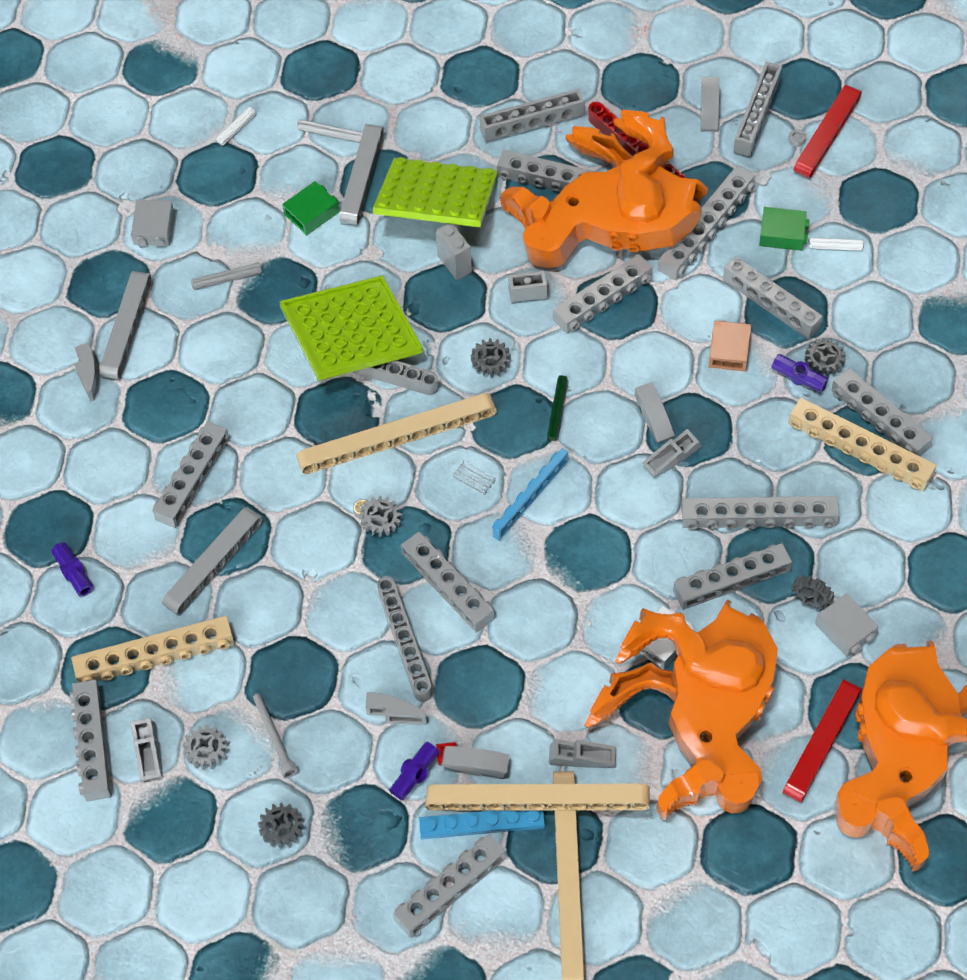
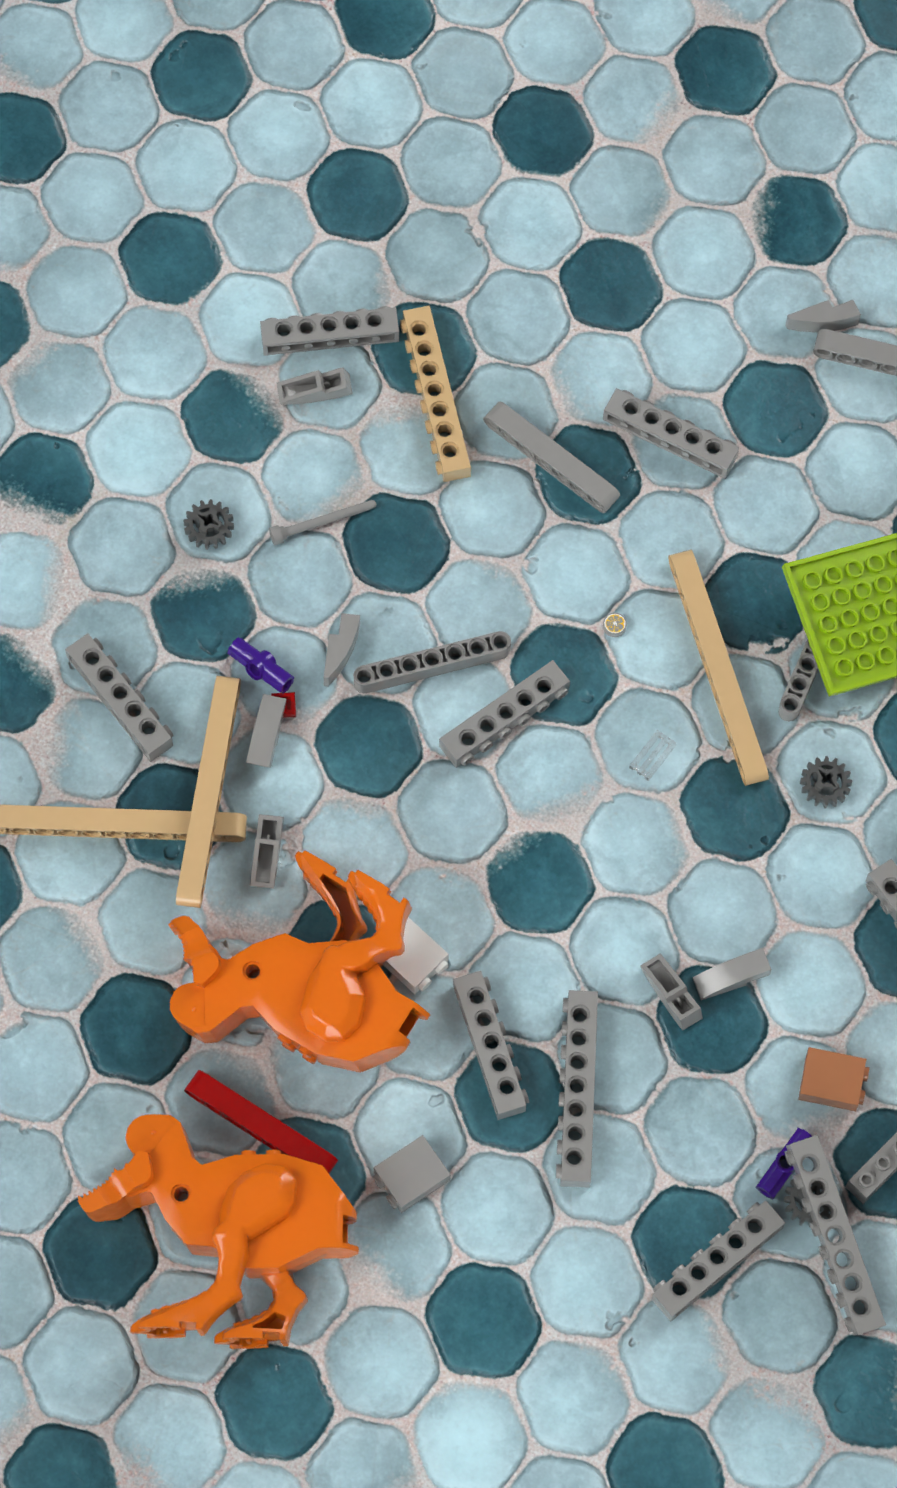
camera: 90 degrees right, 10 degrees up
(72, 569) = (549, 307): dark purple piece -> none
(206, 738) = (308, 456): light grey gear -> none
(378, 519) = (607, 638): light grey gear -> none
(479, 823) = (193, 728): dark azure plate -> none
(533, 490) = (615, 810): dark azure plate -> none
(557, 408) = (749, 859): dark green axle -> none
(813, 591) = (453, 1133): dark grey gear -> none
(853, 334) = (838, 1220): none -> light grey brick
(858, 436) = (627, 1302): tan brick -> none

